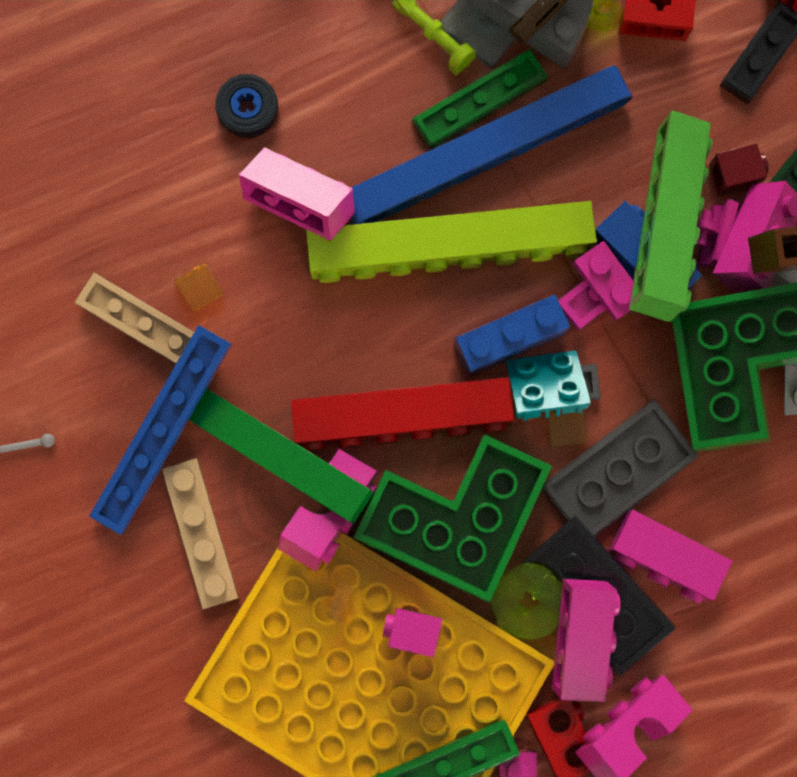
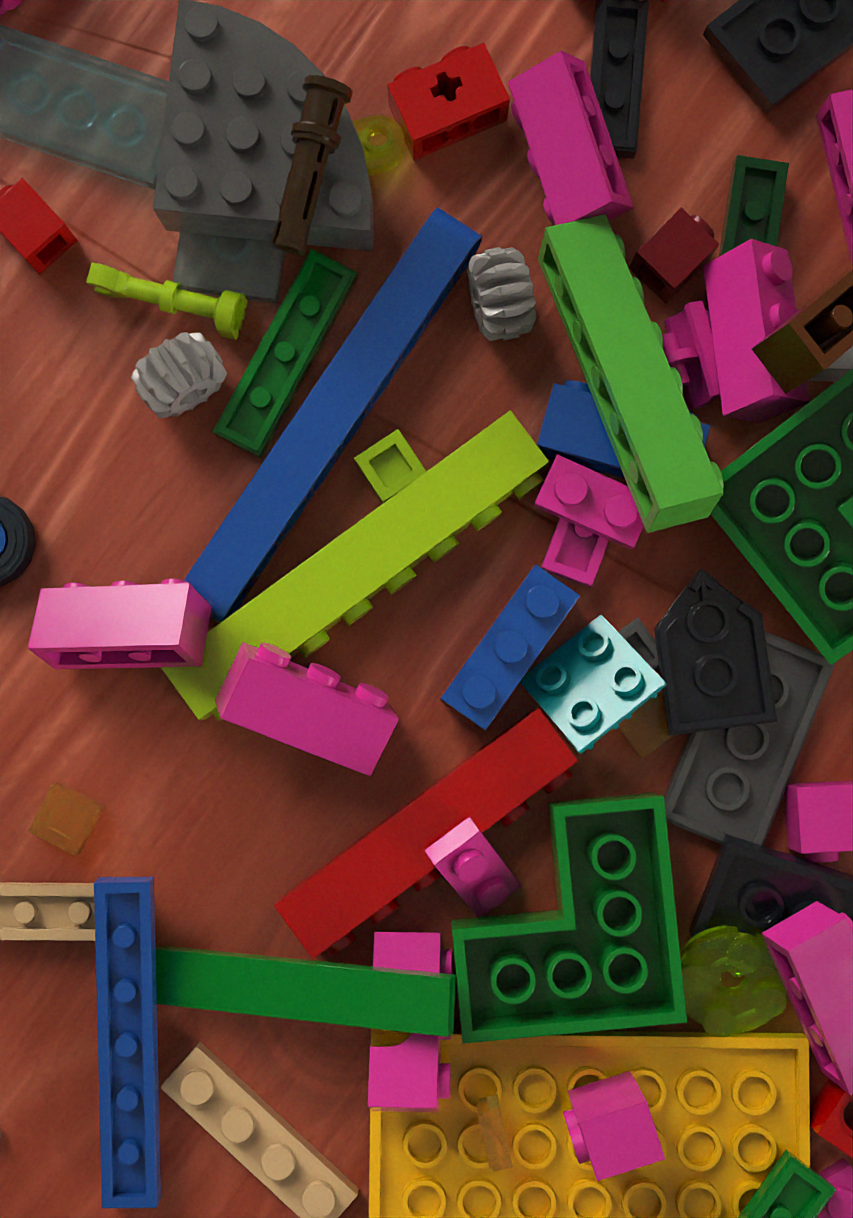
camera: 25 degrees left, 5 degrees up
(376, 299) = (306, 707): none -> dark pink brick
(412, 74) = (178, 374): none -> light grey gear
(417, 446) = (473, 867): none -> dark pink plate
(502, 193) = (389, 465): none -> lime plate
(624, 134) = (501, 293): none -> light grey gear
(625, 412) = (713, 660): none -> black tile
(714, 70) = (568, 141): none -> dark pink brick

